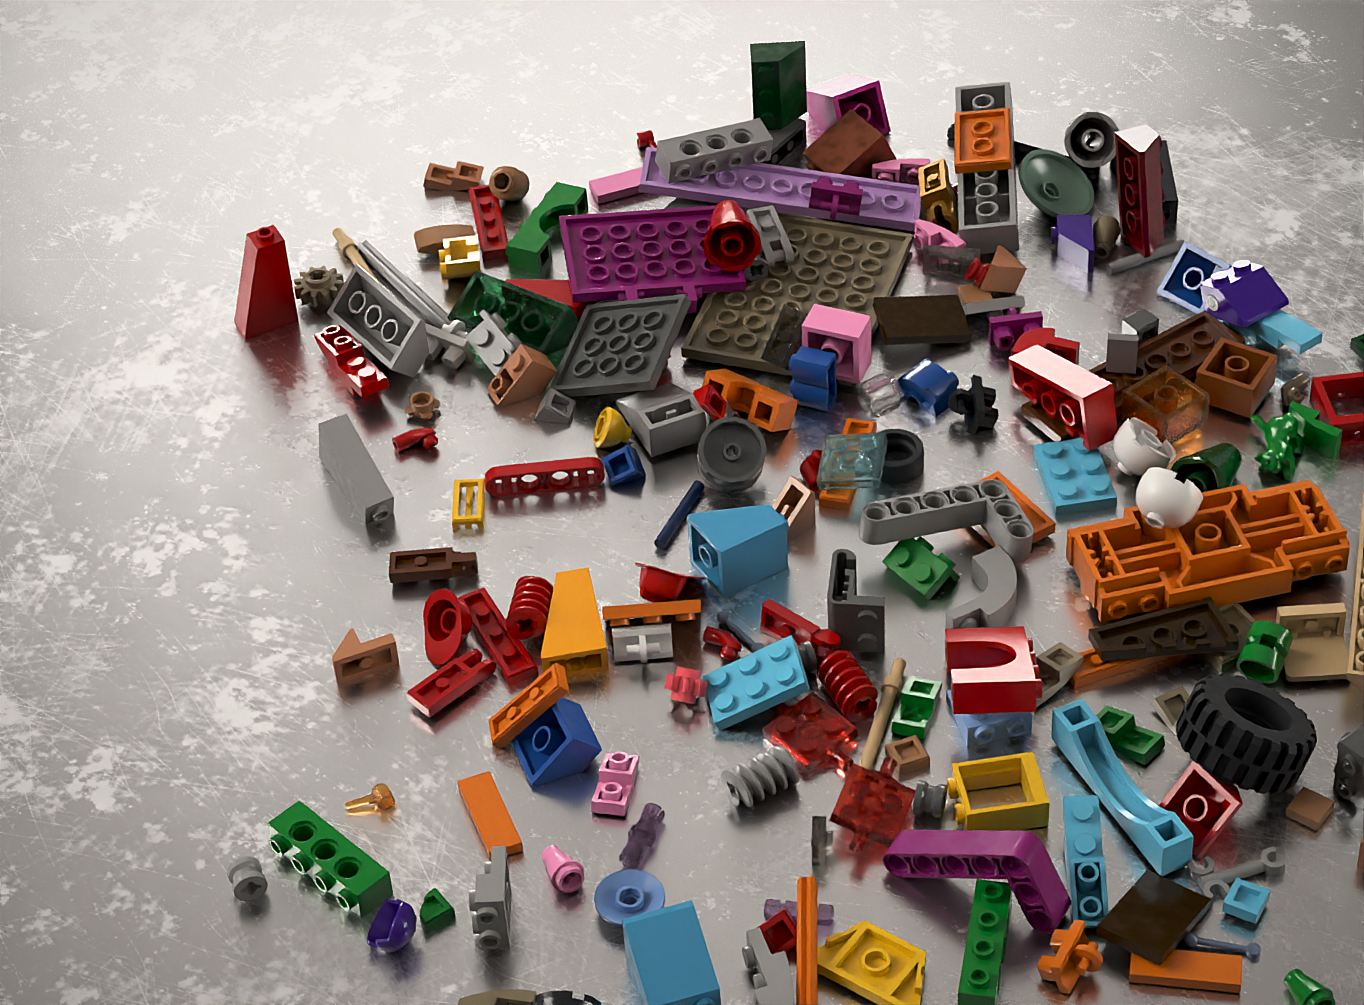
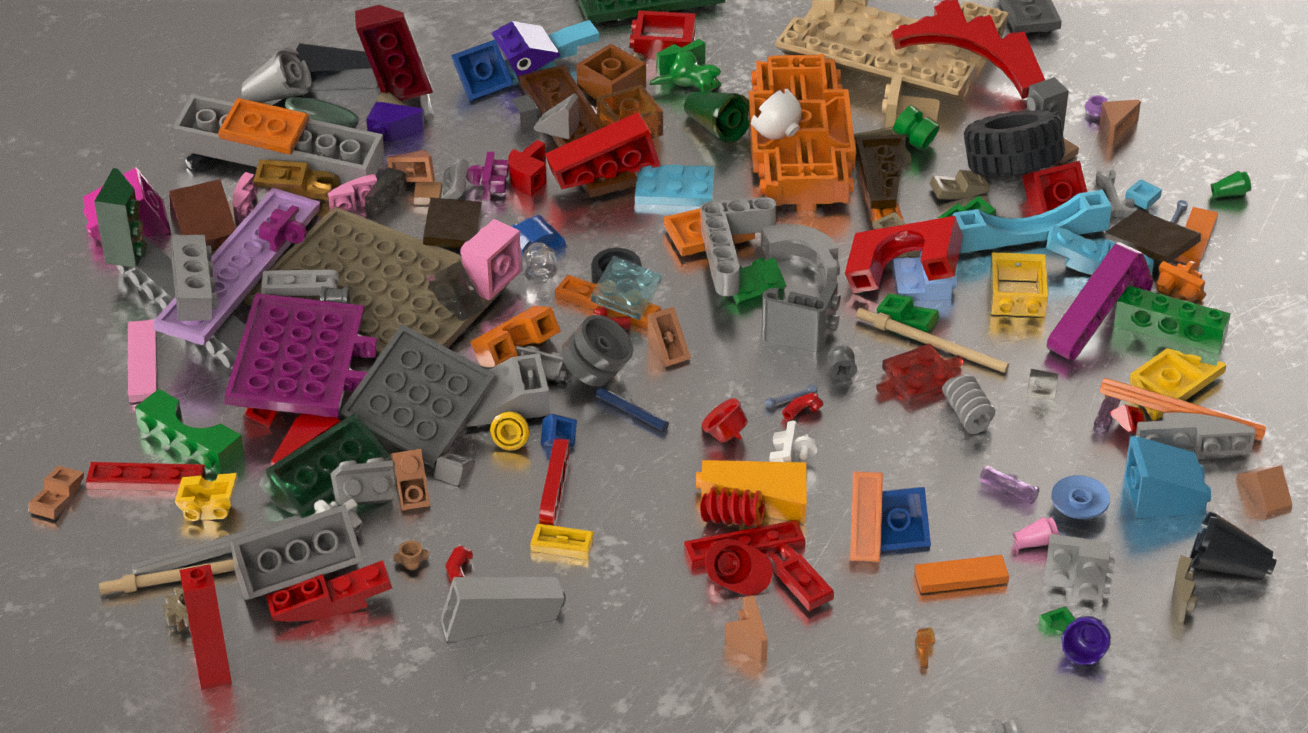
camera: 80 degrees left, 0 degrees up
(330, 859) = (995, 676): green brick -> none
(430, 239) = (159, 508): medium nougat slope -> none
(431, 564) = (642, 574): reddish brown hinge -> none
(509, 183) = (108, 445): medium nougat head -> none
(615, 783) = (947, 495): bright pink slope -> none
(645, 139) = (82, 348): red hand -> none
(651, 612) = (767, 428): orange plate -> none
(685, 685) = (854, 429): coral gear -> none
(711, 402) = (526, 347): red slope -> none
(731, 238) = (316, 288): red cone -> none
(738, 546) = (713, 368): dark azure slope -> none
(756, 683) = (868, 387): medium azure plate -> none
(782, 622) = (807, 359): red hinge -> none
(813, 378) = (514, 288): blue brick -> none
(848, 685) = (880, 338): red piece -> none
(872, 805) = (1015, 349): clear red plate -> none
(908, 754) = (956, 328): medium nougat tile -> none
(930, 799) = (1013, 320): dark grey wheel -> none
(975, 405) = (574, 215): black hips -> none
(976, 272) = (410, 181): red bush -> none
(1140, 449) = (676, 138): white cylinder -> none

